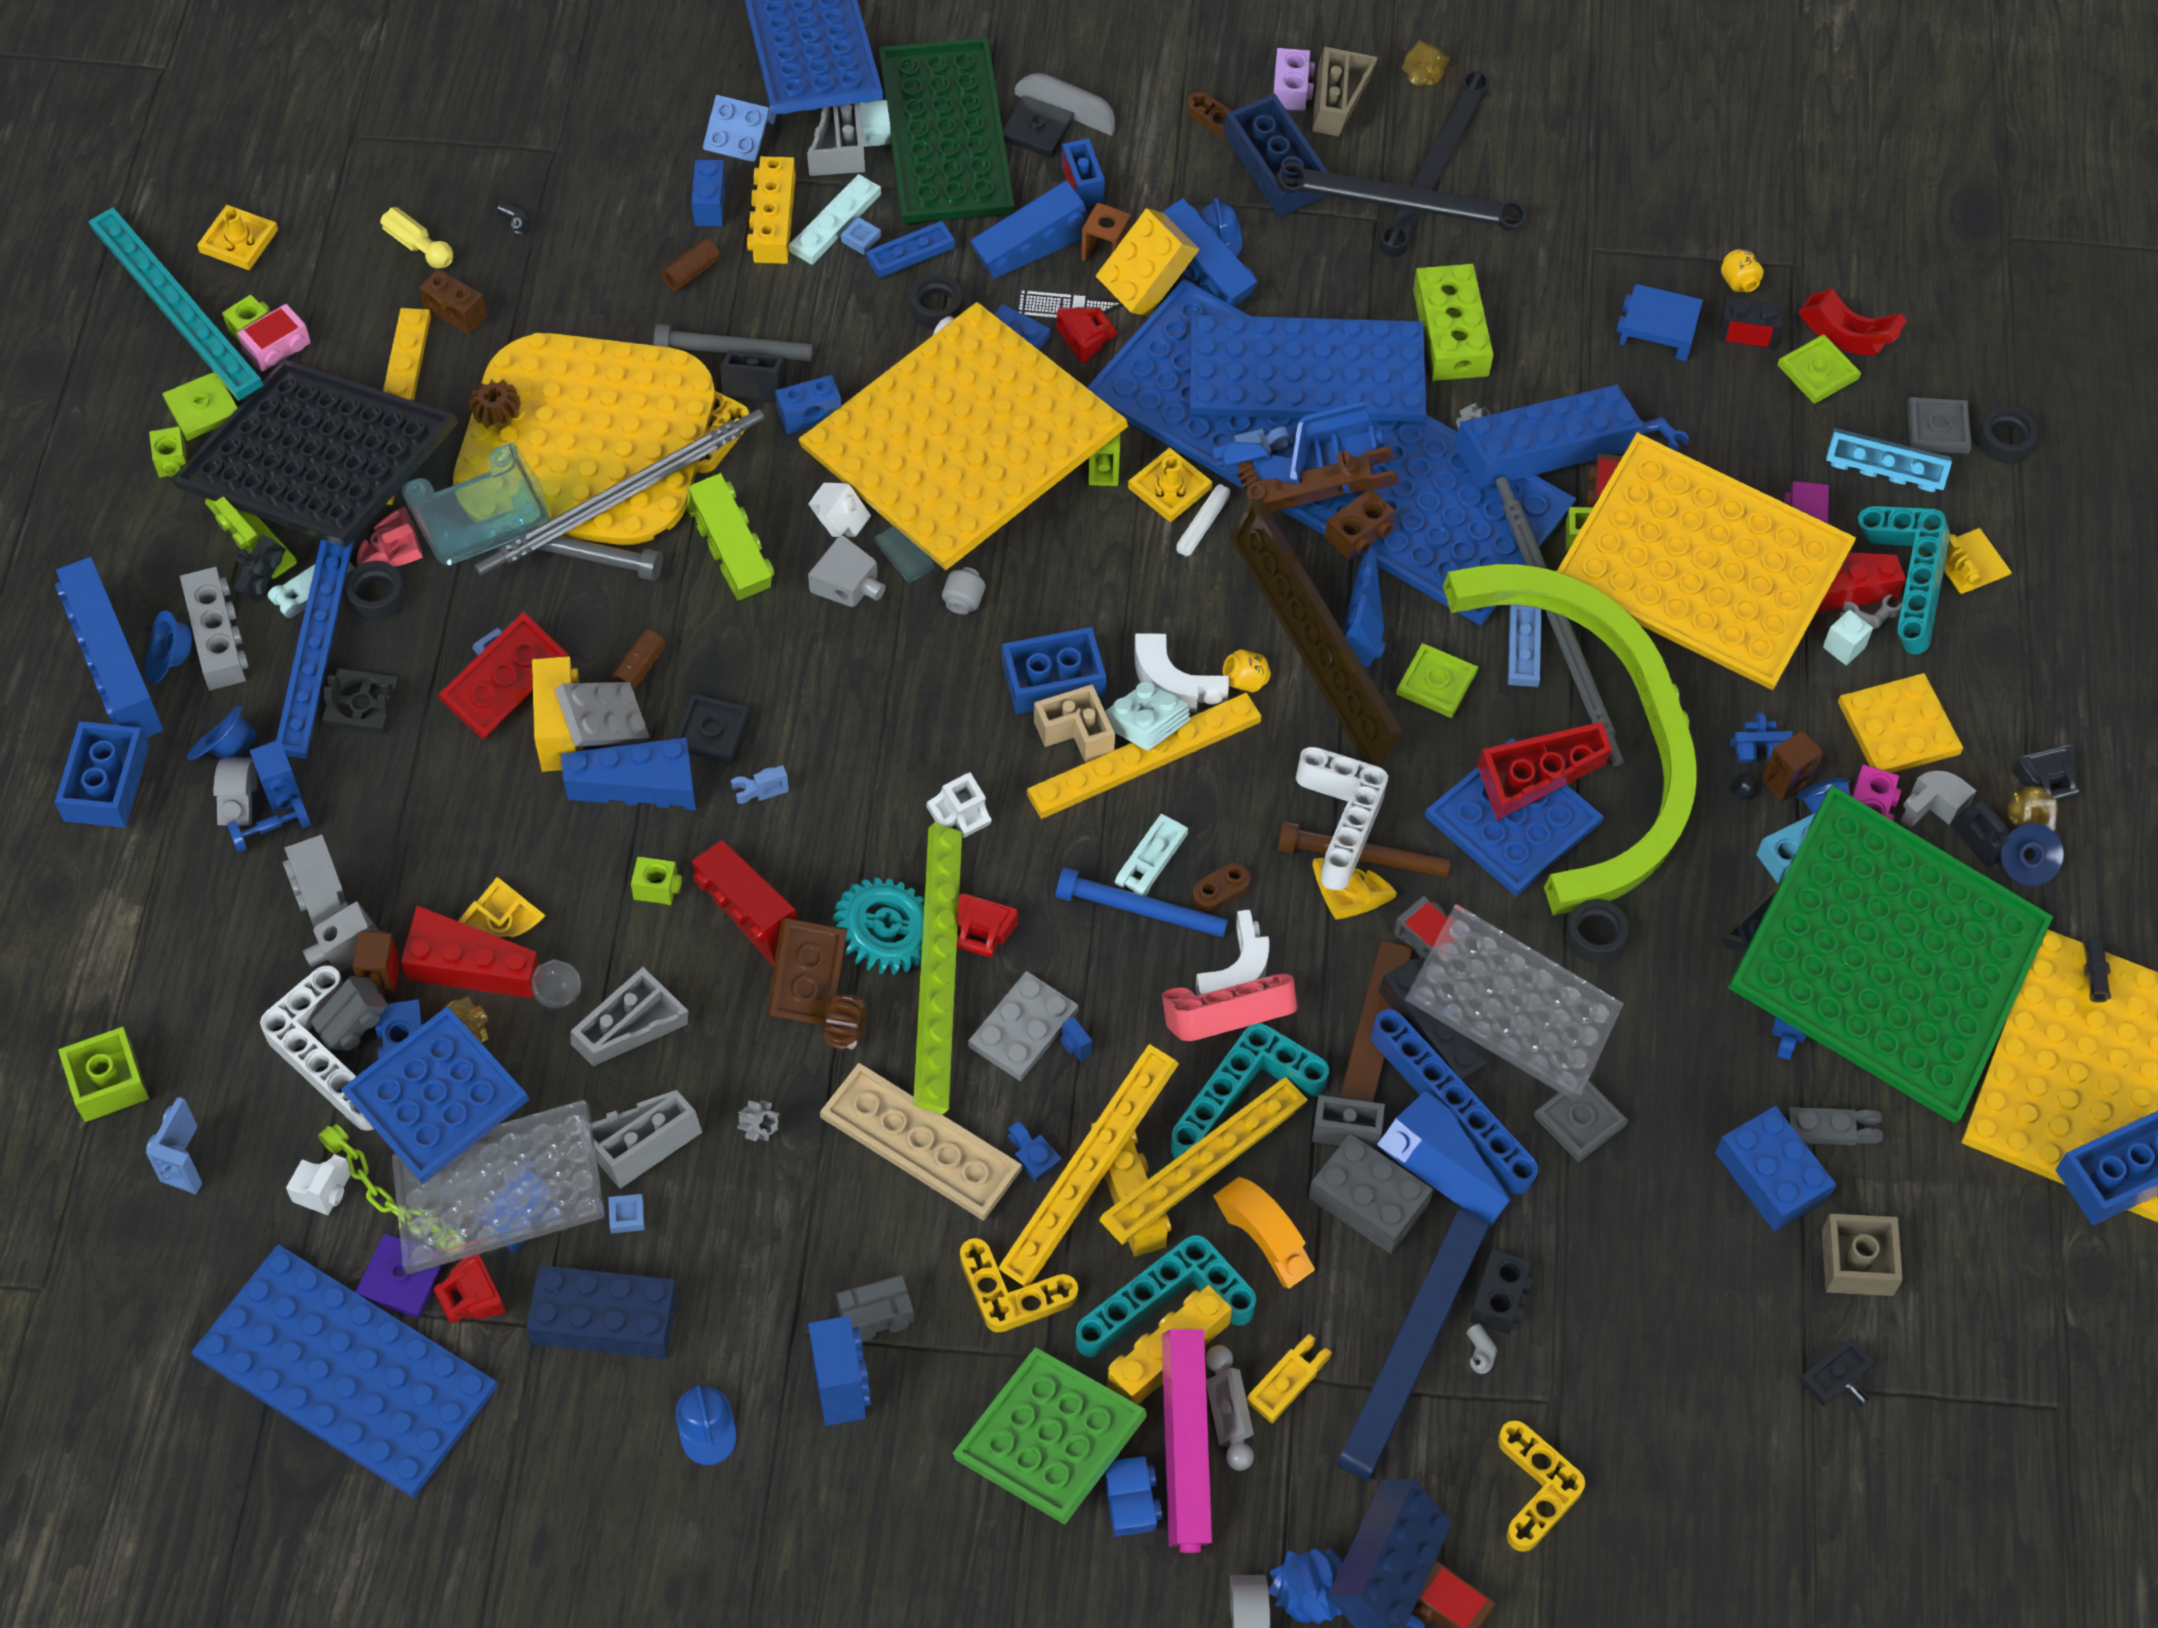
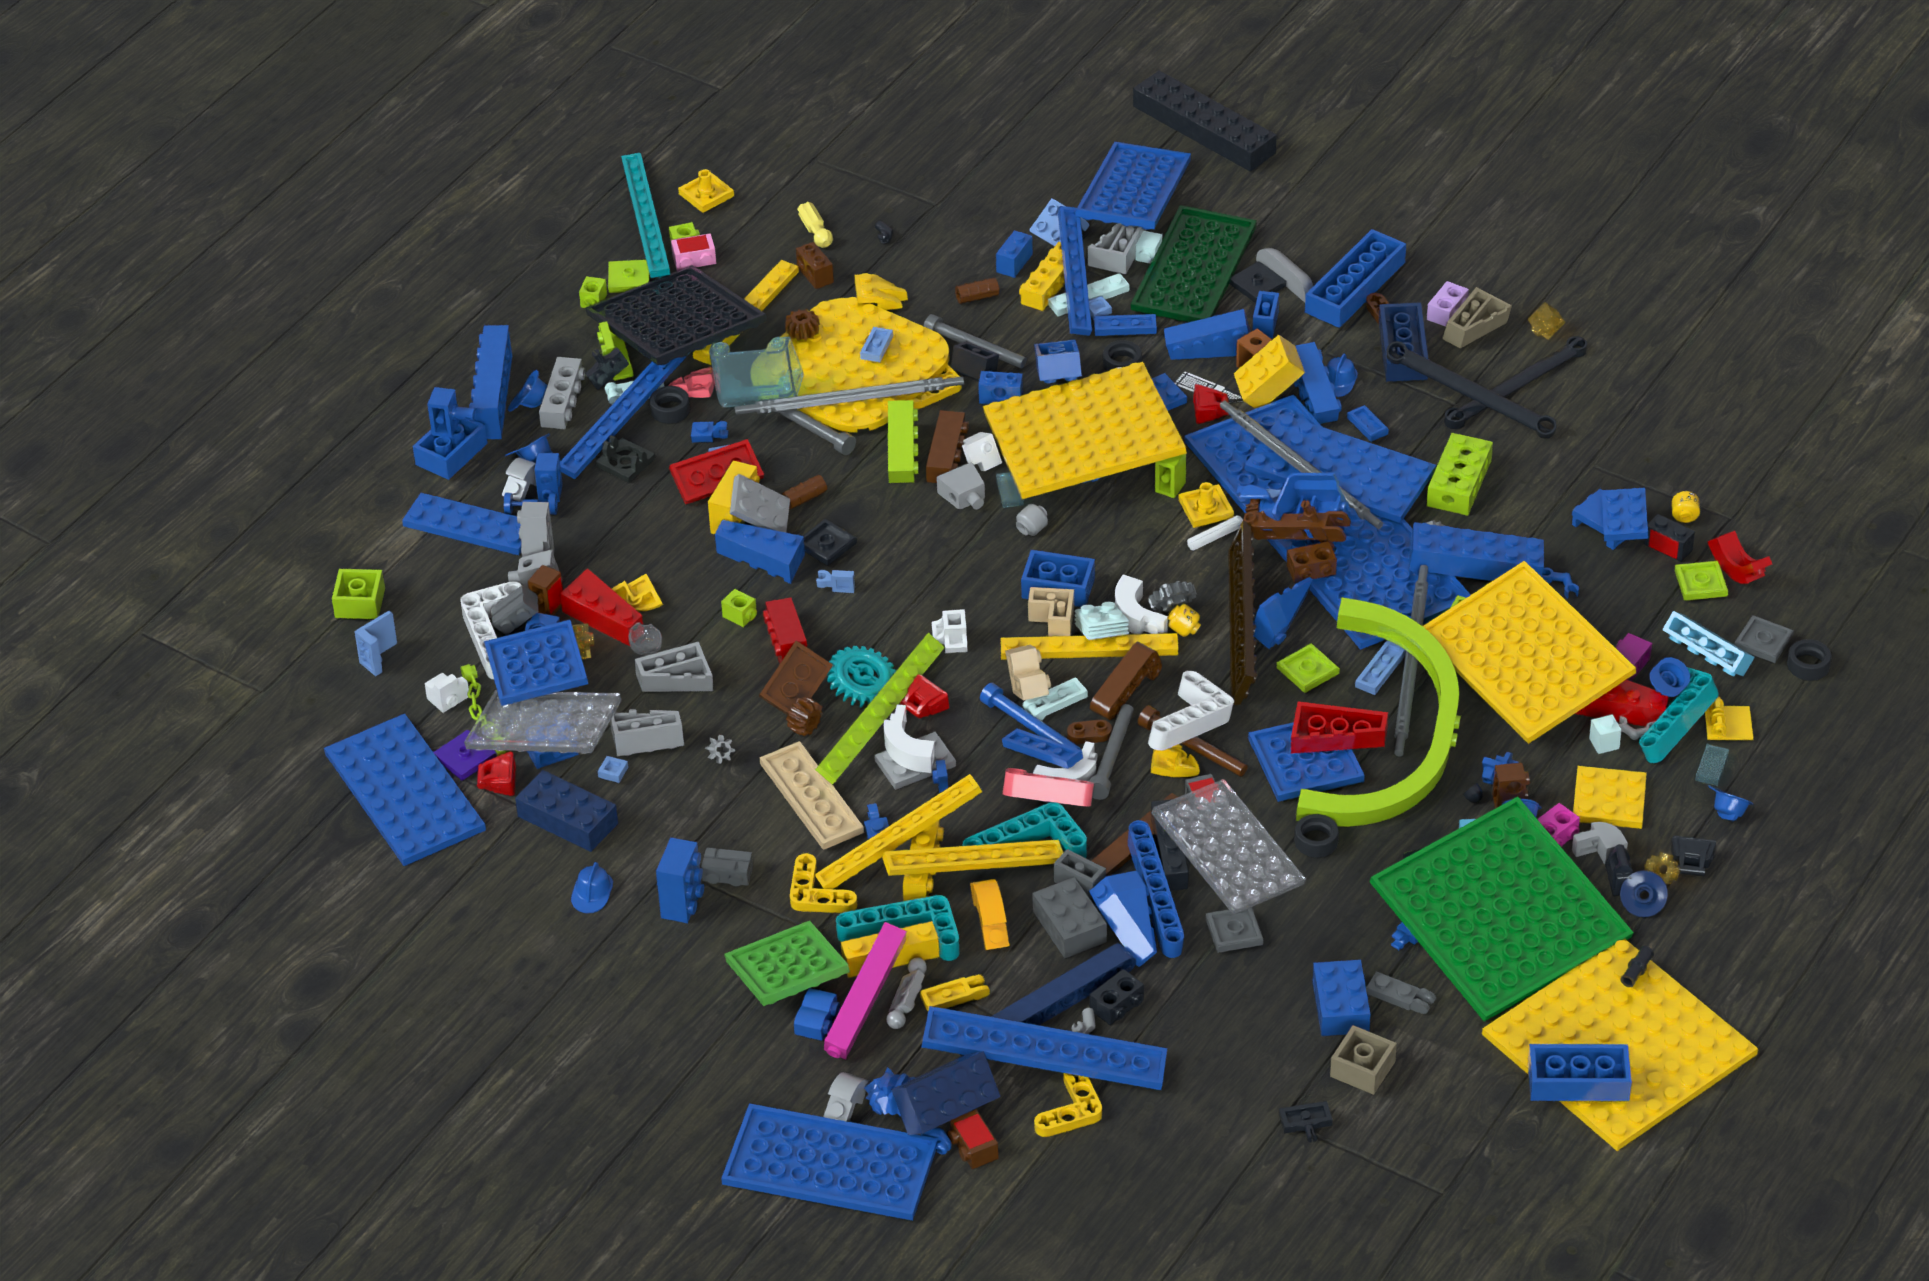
camera: 30 degrees right, 15 degrees down
(83, 736) = (445, 412): none -> blue brick
(193, 889) = (464, 523): none -> blue plate
(447, 615) = (707, 431): none -> blue plate
(561, 313) = (874, 289): none -> yellow plate
(613, 399) = (876, 344): none -> medium blue plate
(787, 519) = (946, 444): none -> reddish brown brick
(809, 195) = (1074, 271): none -> blue plate
(867, 338) = (1058, 361): none -> brick
(1009, 1022) = (905, 750): none -> white arch
(1103, 840) = (1025, 672): none -> tan brick
(1161, 81) = (1355, 277): none -> blue brick
(1188, 944) = (1042, 748): none -> blue plate
(1218, 643) = (1172, 595): none -> dark grey gear
(1230, 796) = (1133, 668): none -> reddish brown beam
(1252, 378) = (1293, 458): none -> dark grey axle
(1284, 960) = (1101, 779): none -> dark grey piece
(1295, 287) = (1367, 423): none -> blue plate
(1465, 1422) = (1045, 1048): none -> blue plate
(1691, 312) = (1624, 514): none -> blue plate
(1896, 534) = (1670, 677): none -> blue piece
(1987, 629) = (1712, 765): none -> clear light blue tile
(2046, 682) = (1729, 806): none -> blue piece

